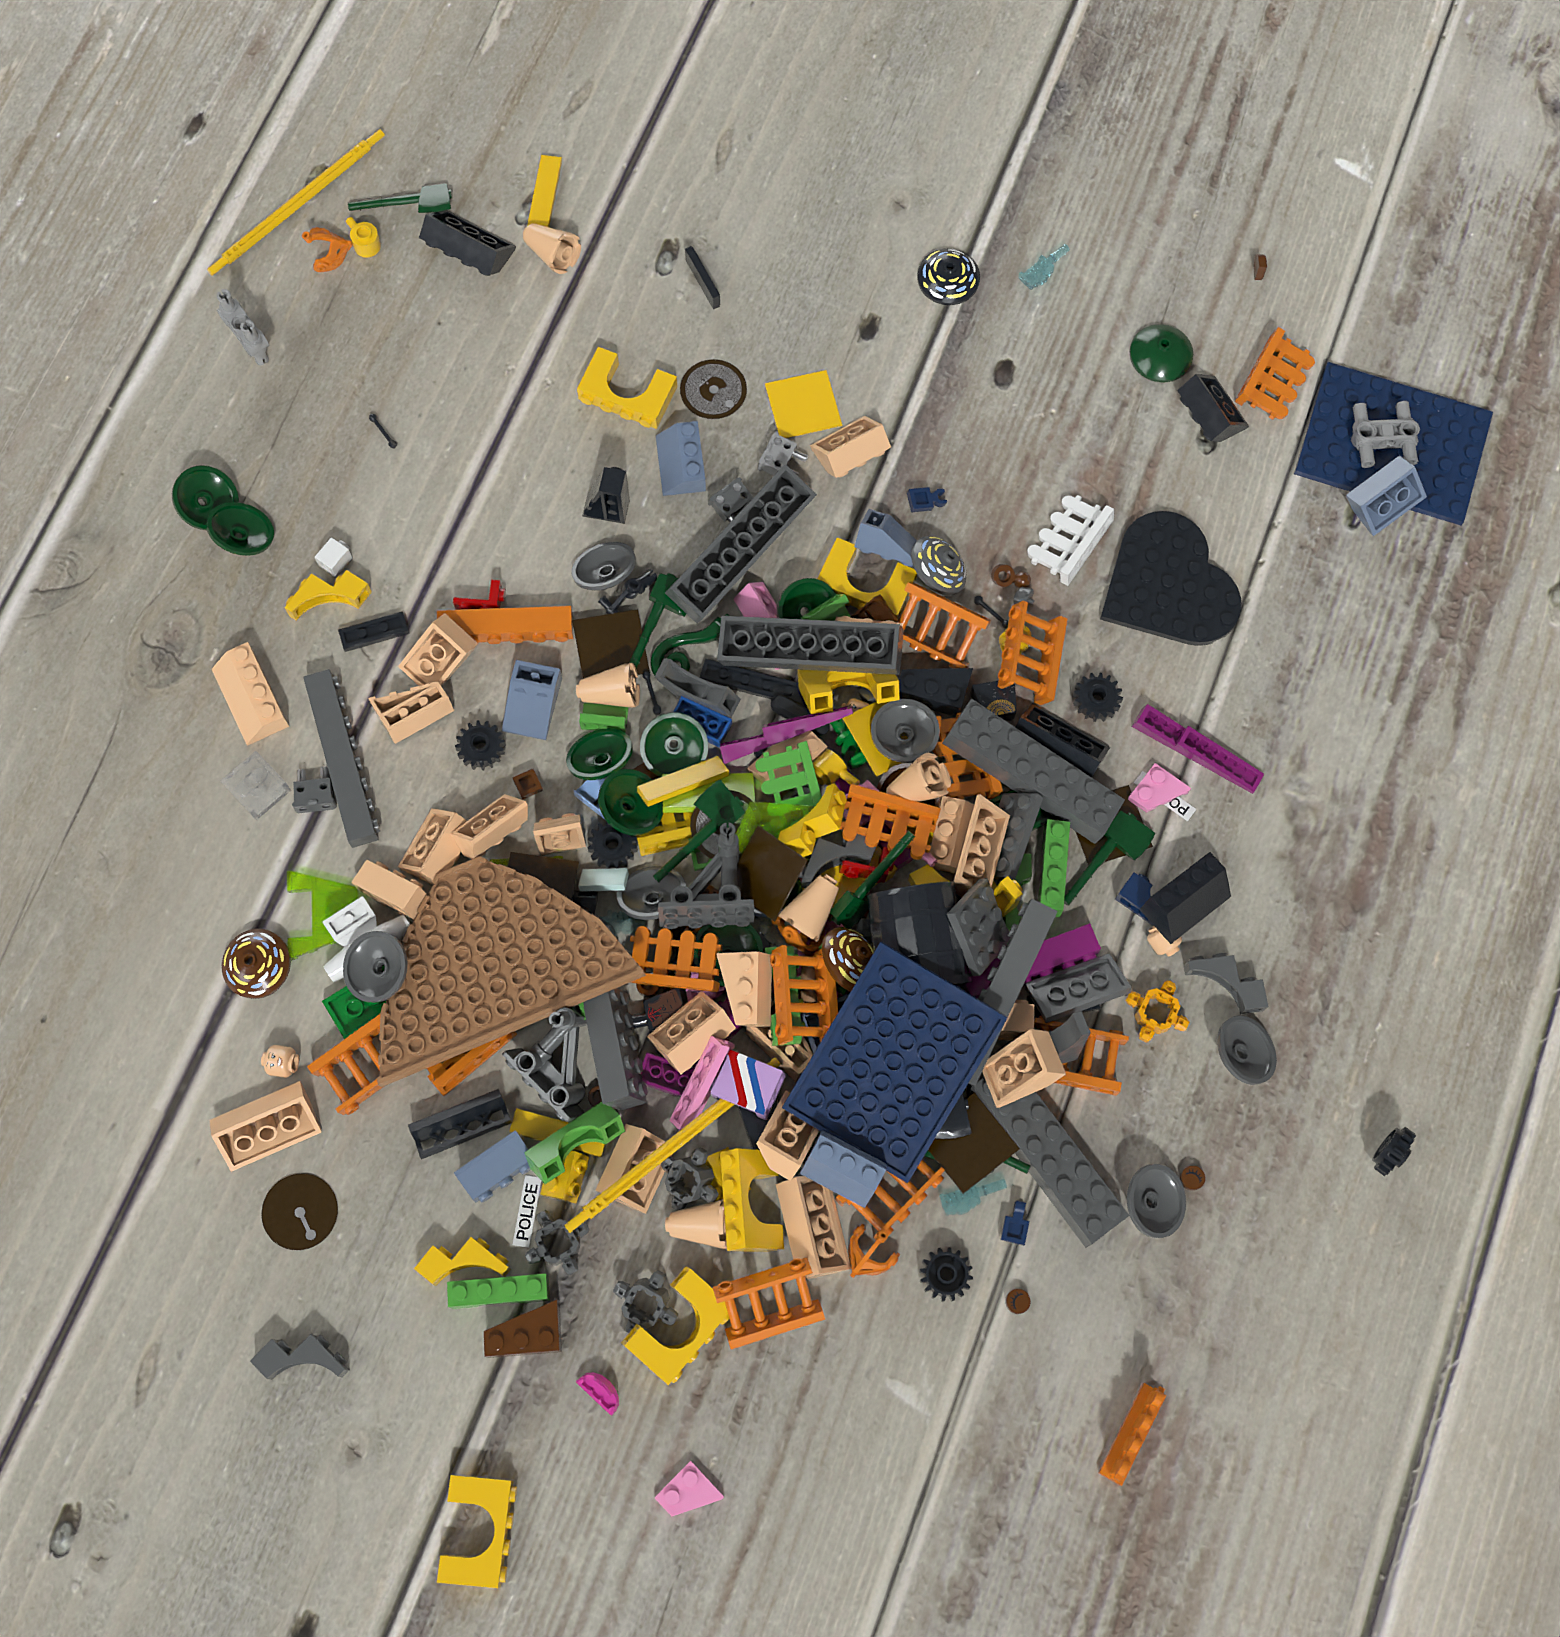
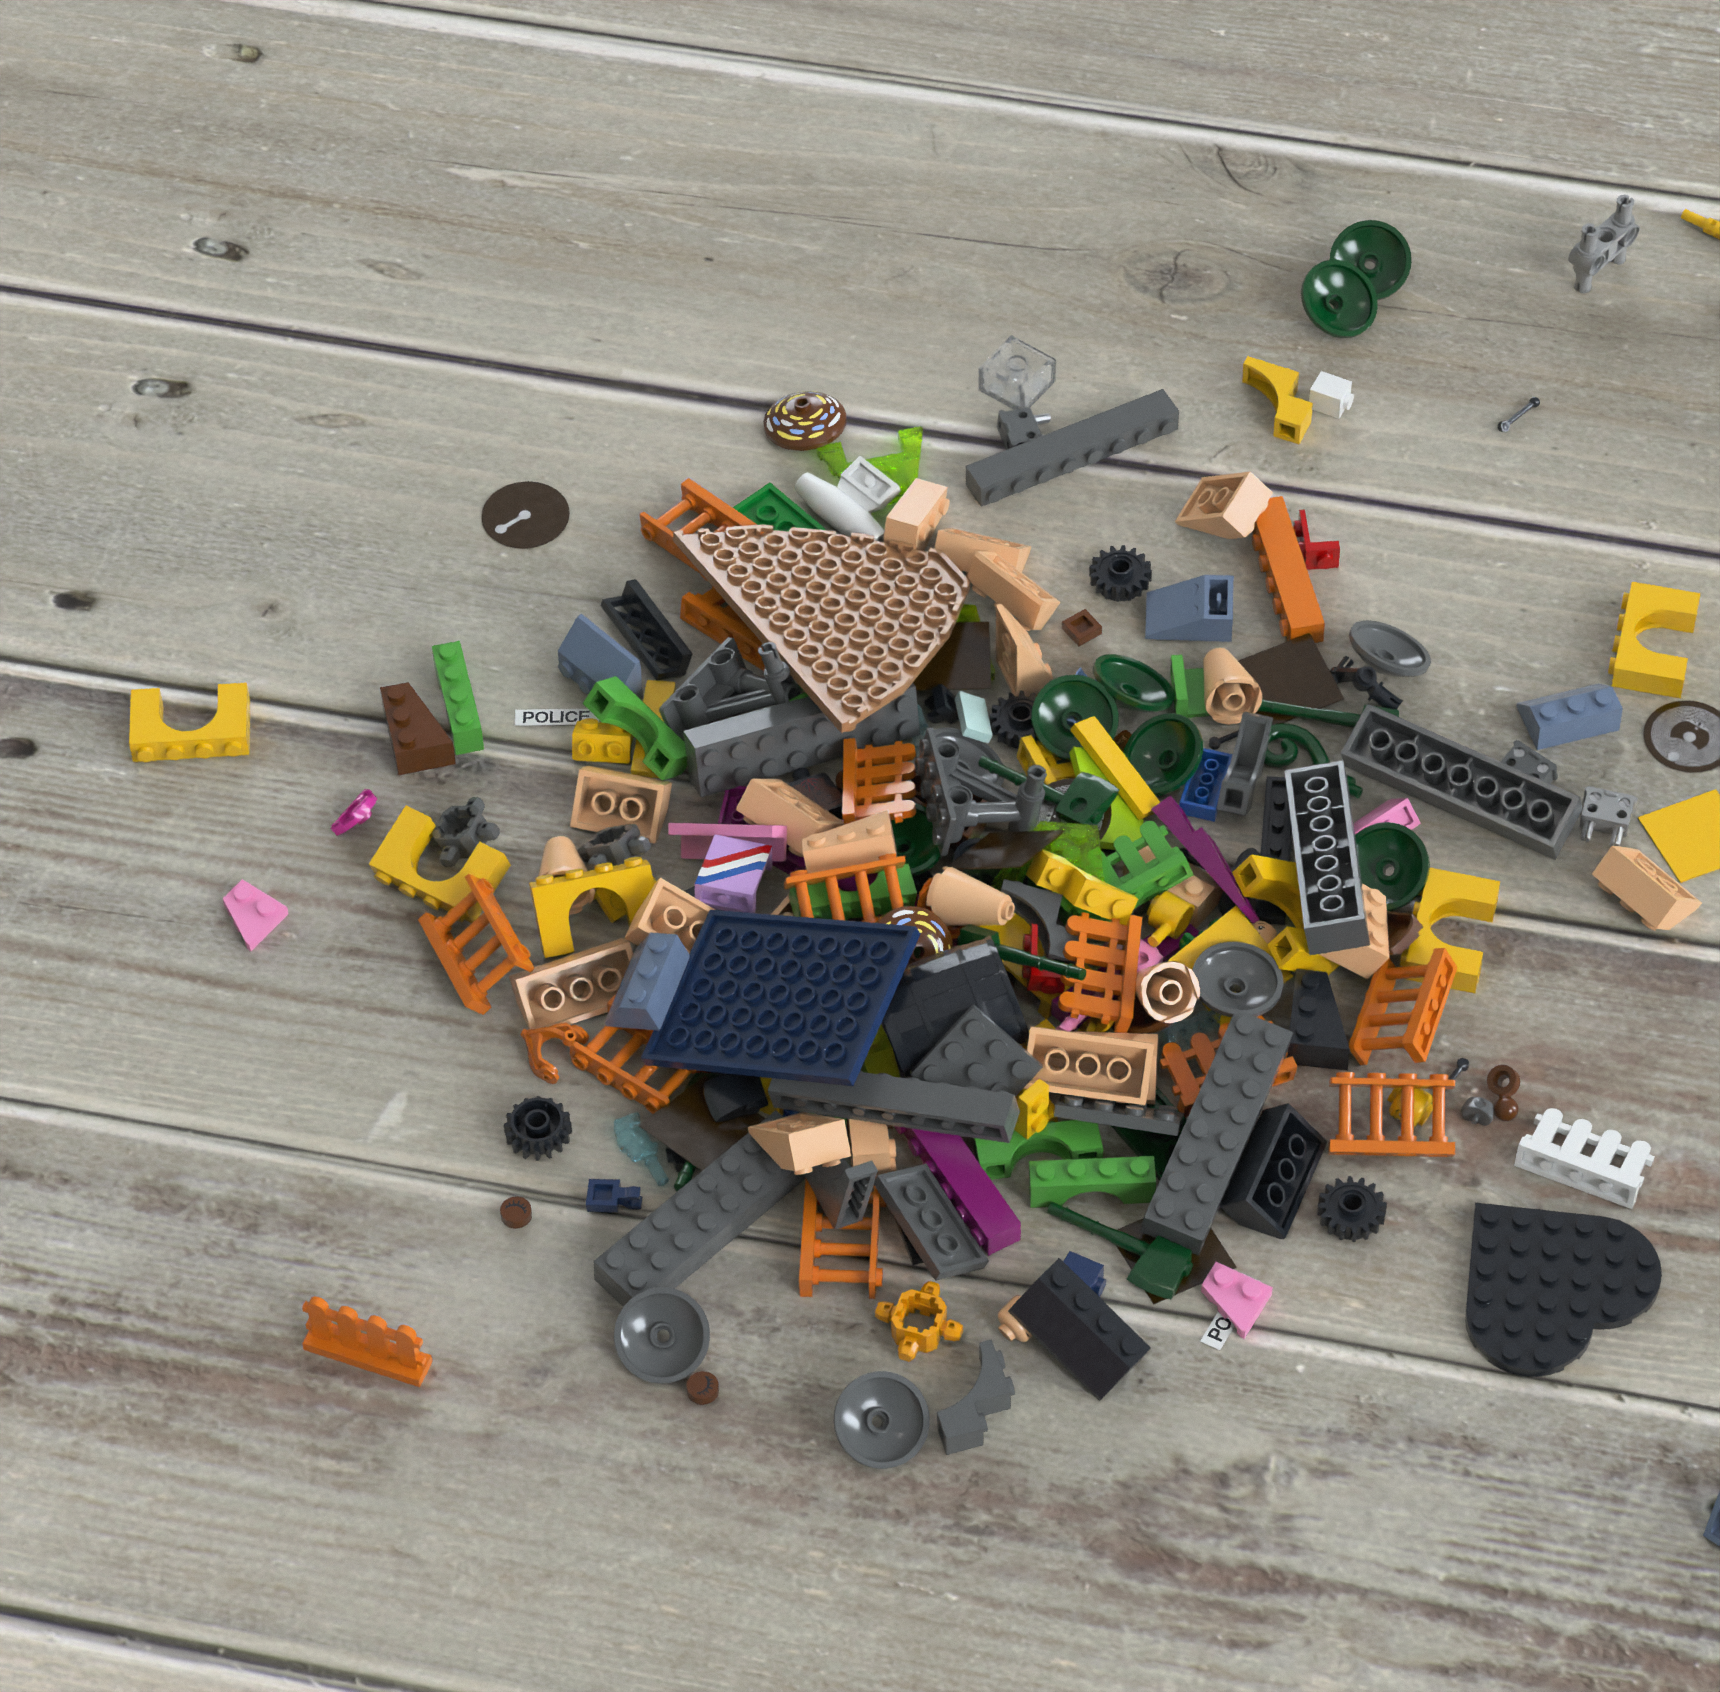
camera: 85 degrees right, 20 degrees down
(249, 694) = (1135, 355): light nougat slope -> none
(264, 1126) = (615, 461): light nougat slope -> none
(280, 1061) = (692, 459): light nougat head -> none
(313, 1350) = (359, 520): dark grey arch -> none
(364, 966) = (813, 507): dark grey dish -> none
(373, 631) = (1245, 451): black tile -> none
(411, 710) = (1146, 497): light nougat wedge -> none
(437, 1262) = (482, 641): yellow arch -> none
(569, 1264) = (519, 760): dark grey piece -> none
(603, 1200) = (629, 799): yellow axle -> none
(608, 496) = (1485, 634): black wedge -> none
(830, 609) = (1379, 877): bright green panel -> none
(885, 537) = (1514, 937): sand blue slope -> none
(923, 500) = (1593, 978): dark blue plate -> none
(938, 565) = (1475, 1002): dark grey dish -> none
(997, 700) = (1310, 1093): black torso -> none
(1197, 748) = (1307, 1338): magenta slope -> none
(1393, 1150) = (772, 1600): black gear -> none

